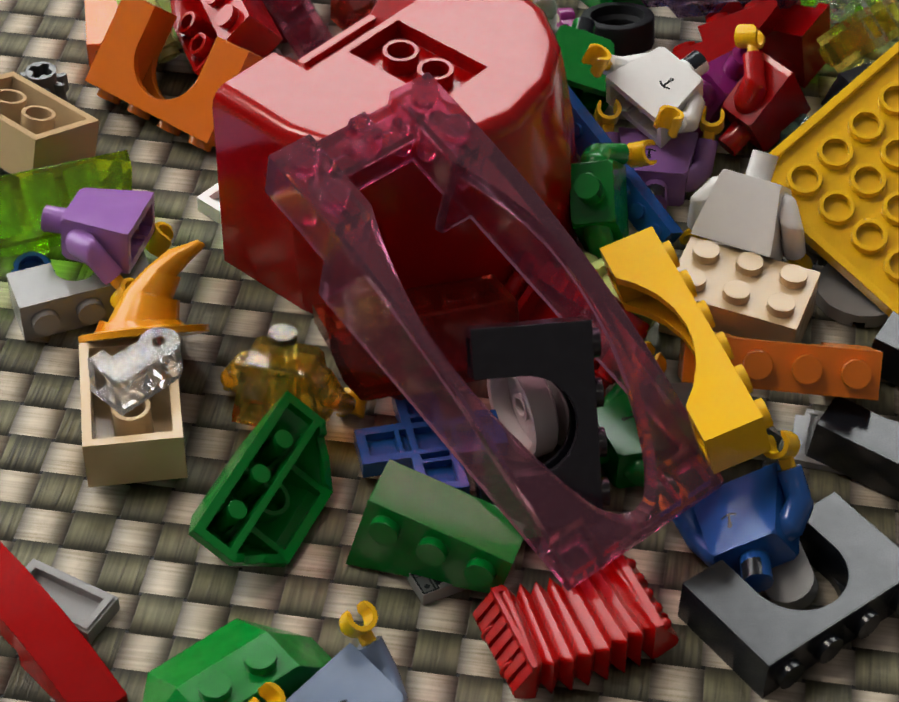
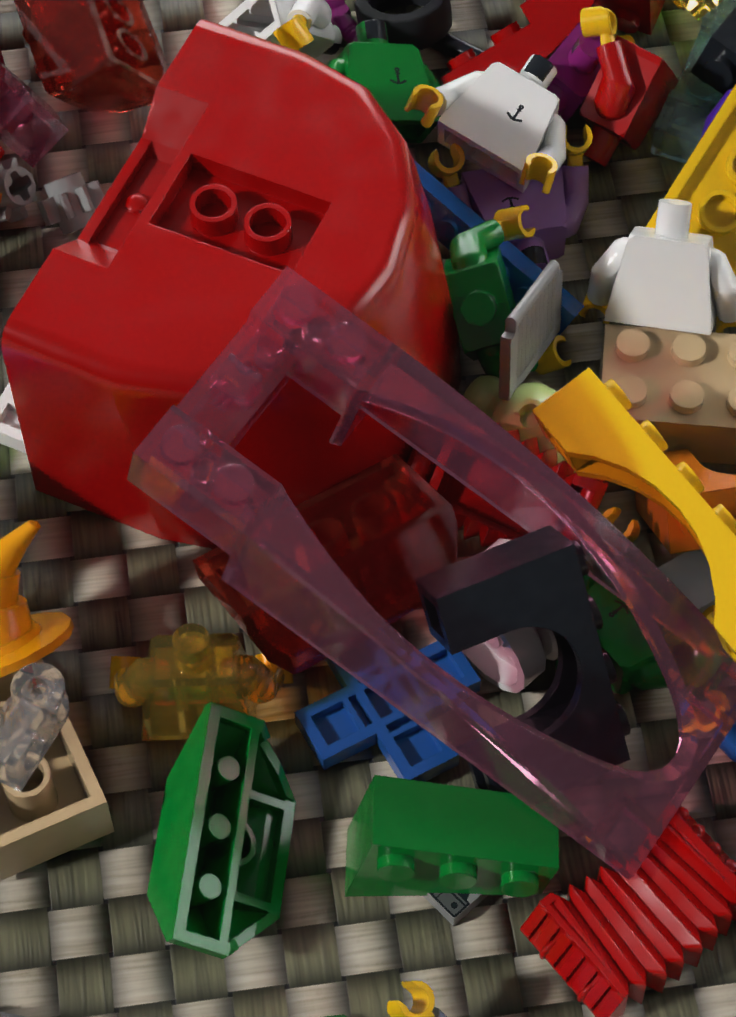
camera: 15 degrees left, 15 degrees up
(627, 212) = (530, 329): none -> light grey window

